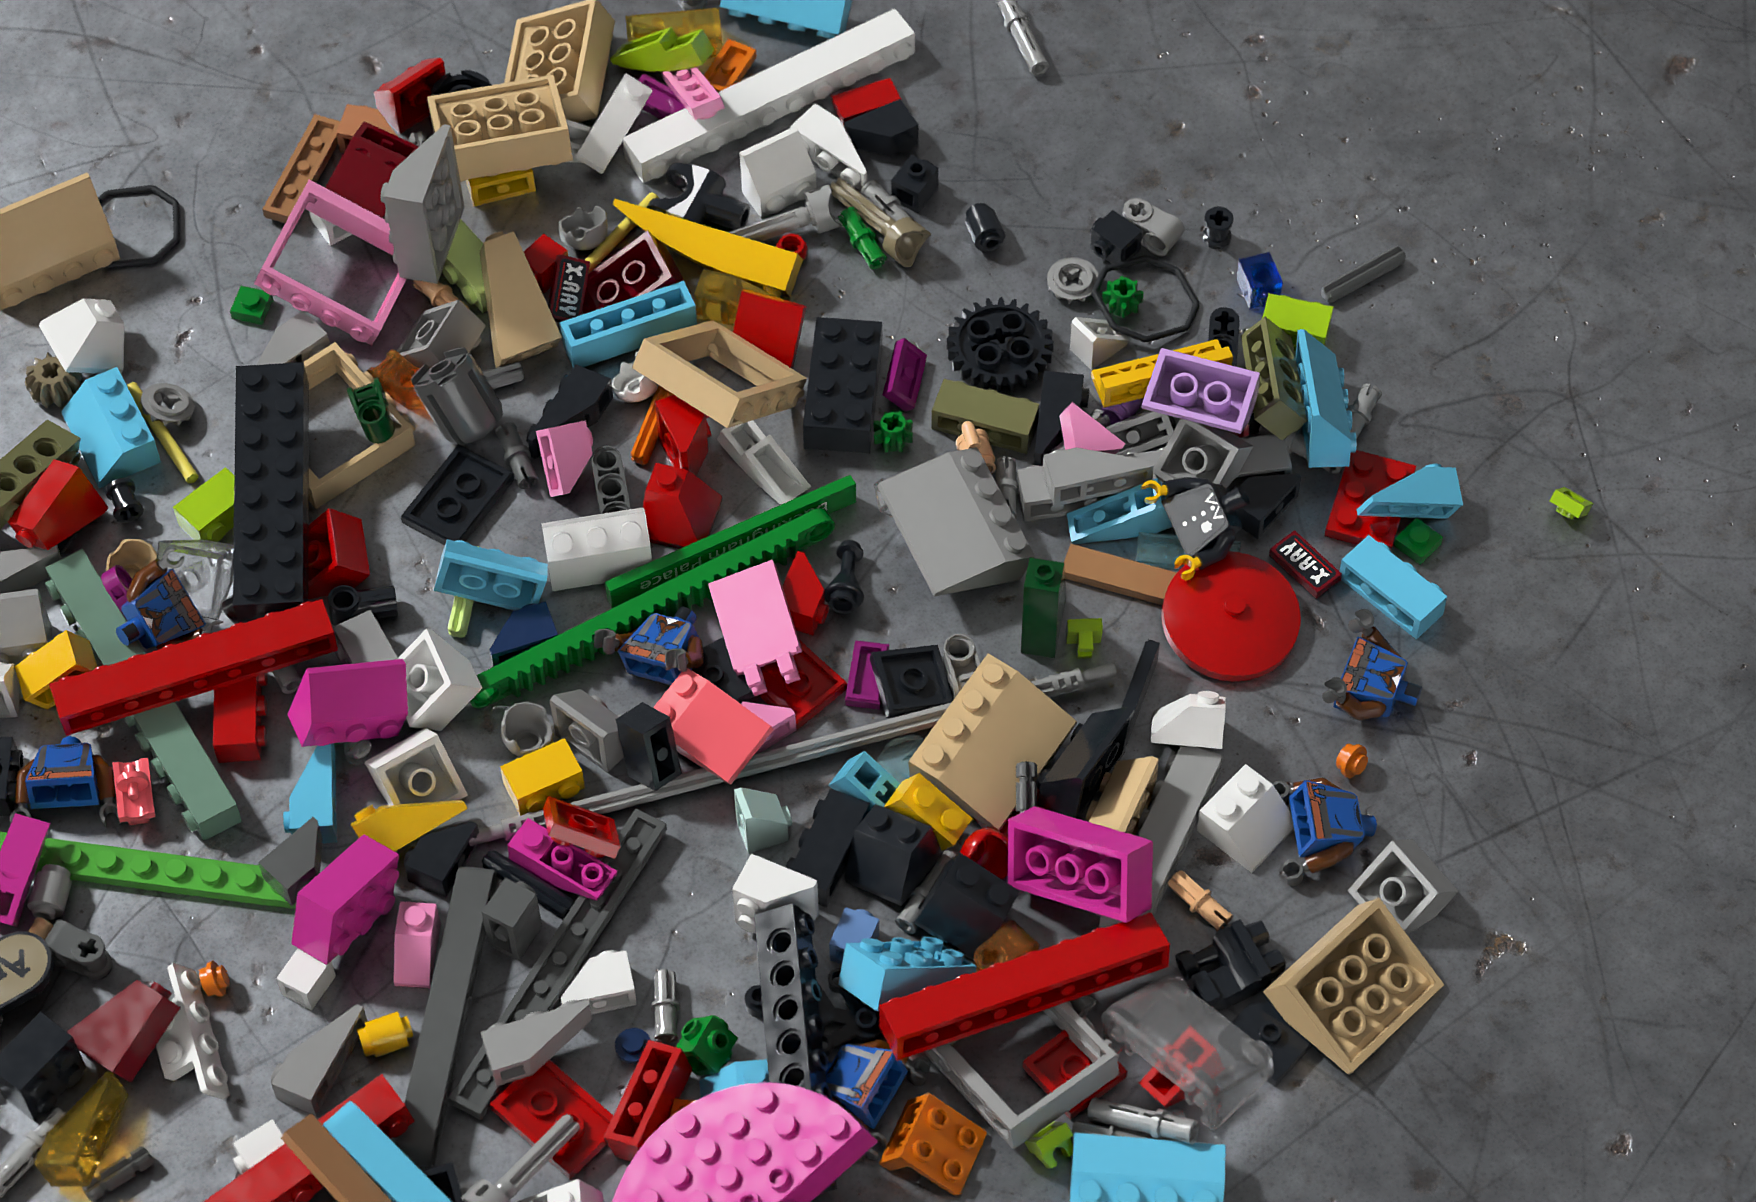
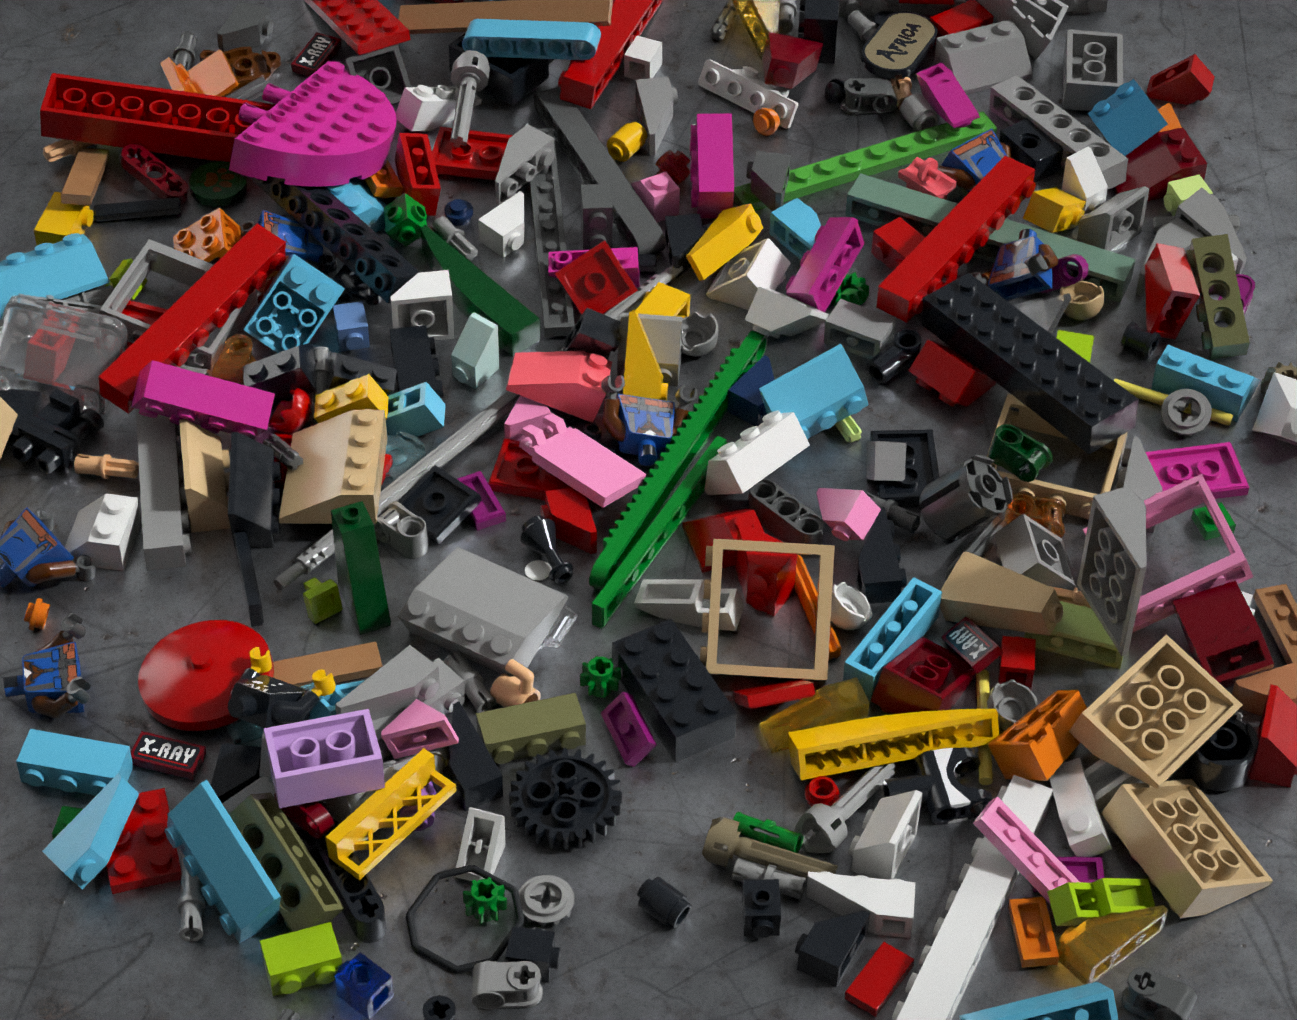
camera: 145 degrees right, 10 degrees down
(103, 984) = (835, 91): none -> black hinge
(210, 353) = (1214, 461): none -> dark pink tile
(378, 966) = (674, 165): none -> clear red gear
(478, 494) = (885, 461): none -> light grey panel
(589, 179) = (1040, 739): none -> orange wedge
(624, 690) = (642, 370): none -> yellow slope
(700, 901) = (480, 294): none -> dark green slope
(866, 577) = (537, 570): none -> white sticker
(1191, 721) = (187, 563): white slope -> none

